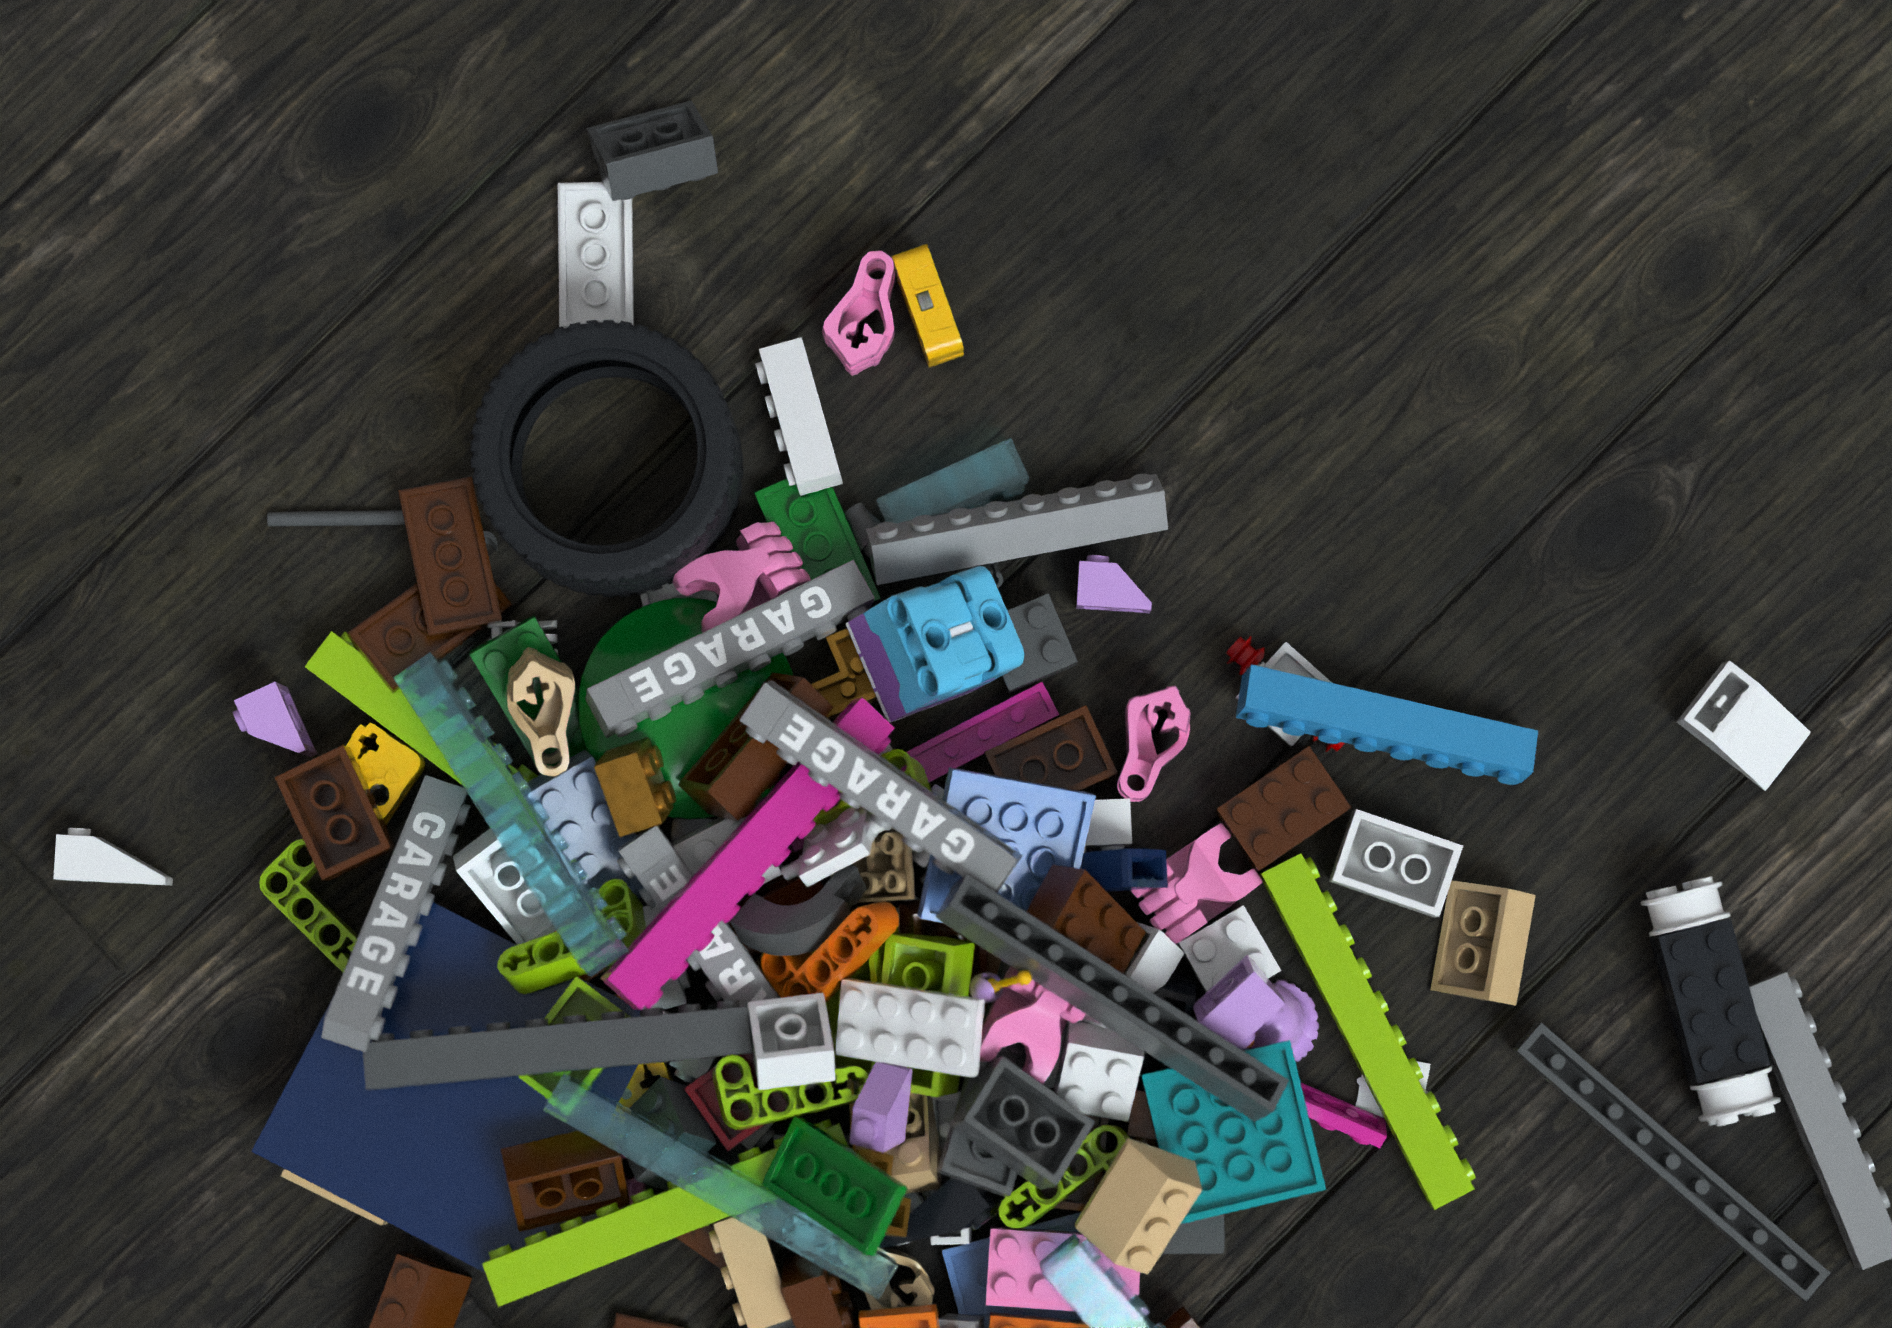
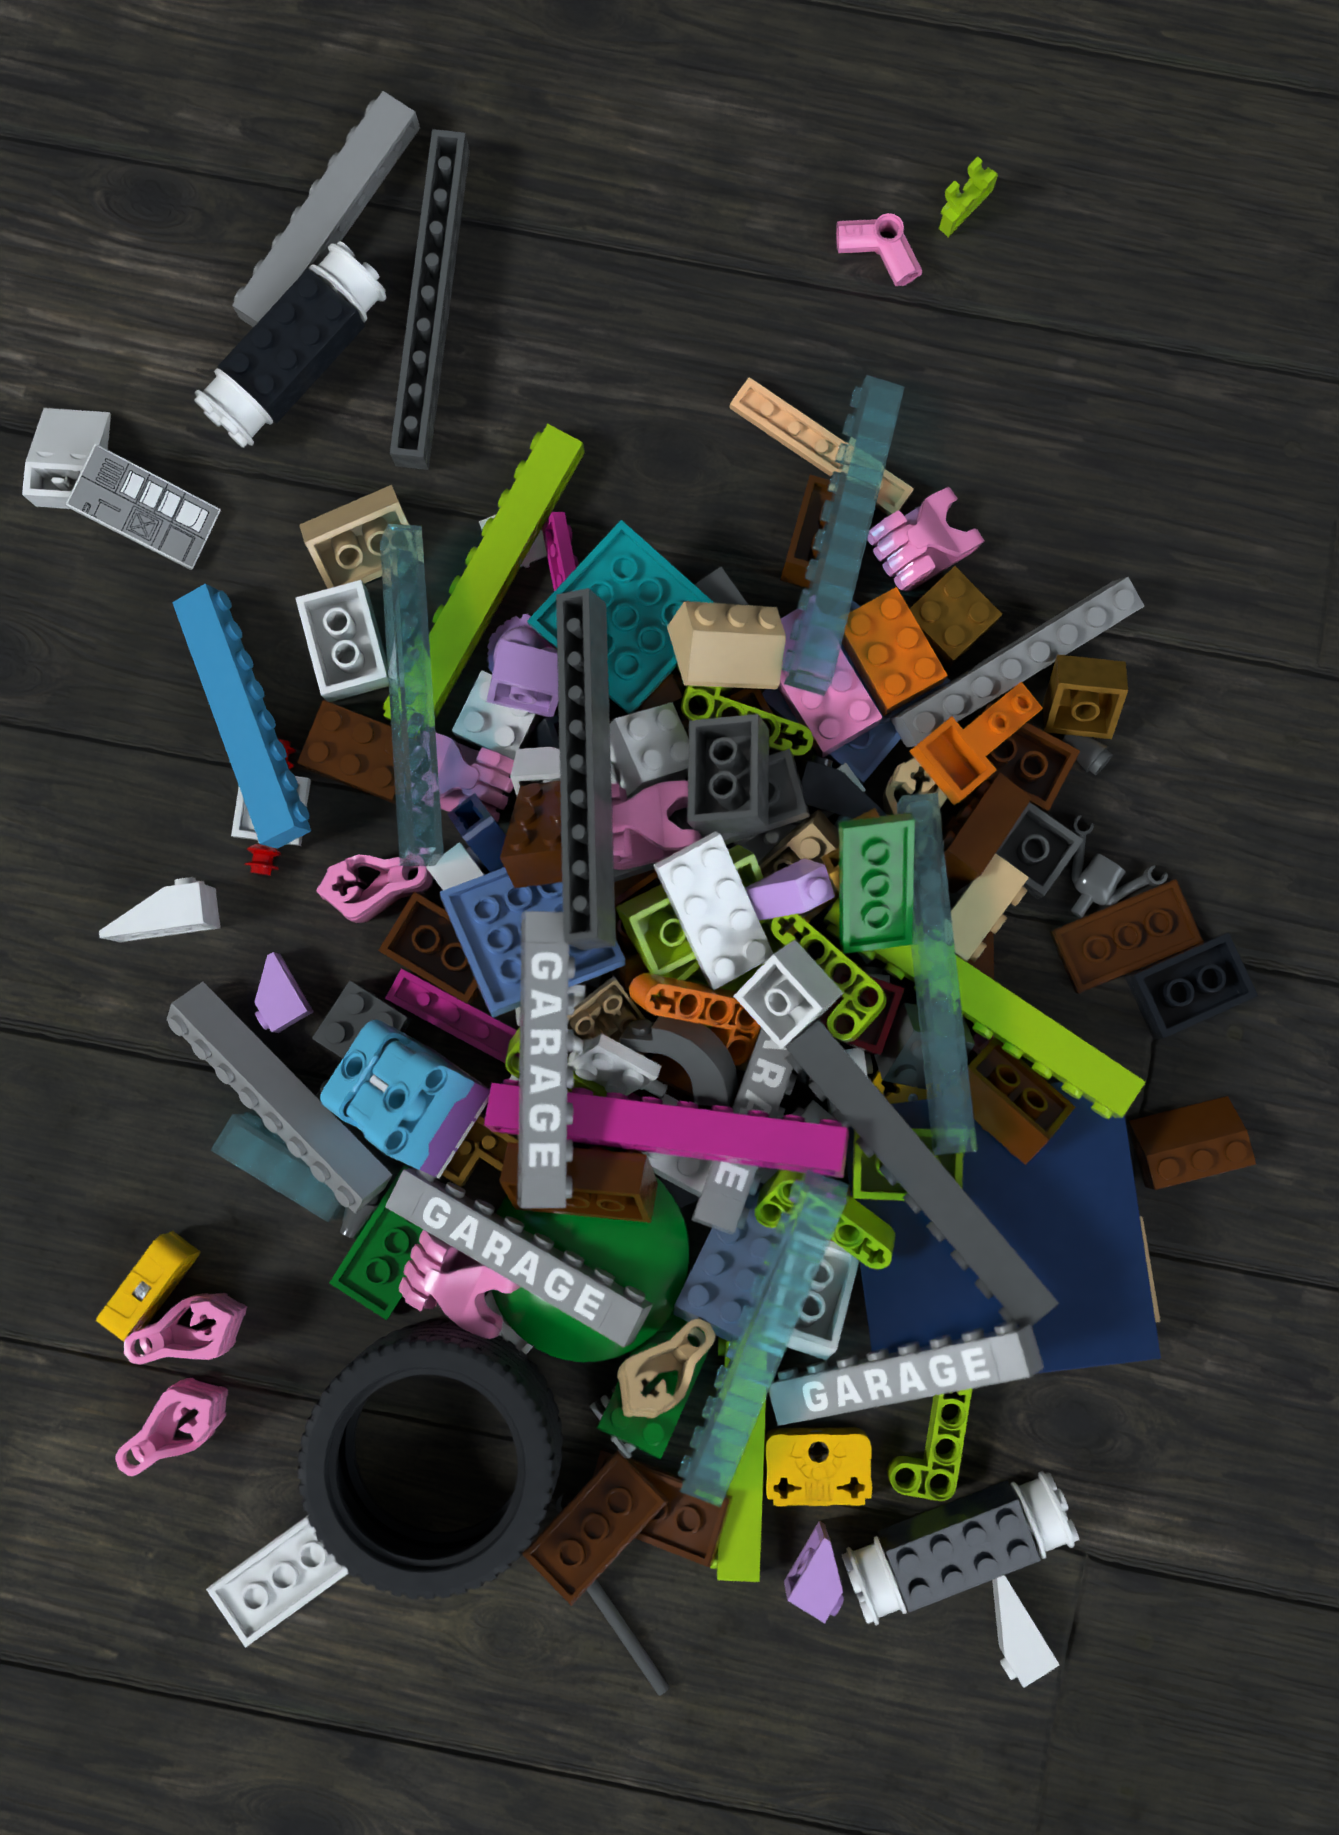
camera: 125 degrees left, 0 degrees up
(213, 862) = (959, 1546): none -> brick
(335, 813) = (856, 1478): reddish brown brick -> none
(635, 786) = (675, 1254): pearl gold brick -> none
(653, 150) = (168, 1589): dark grey slope -> none
(792, 231) = (157, 1435): none -> bright pink piece
(800, 417) = (302, 1325): white brick -> none
(993, 987) = (641, 869): lavender hinge -> none
(1249, 545) = (170, 911): none -> white slope
(1297, 890) = (411, 696): none -> clear light blue brick
(1646, 762) = (142, 507): none -> tile

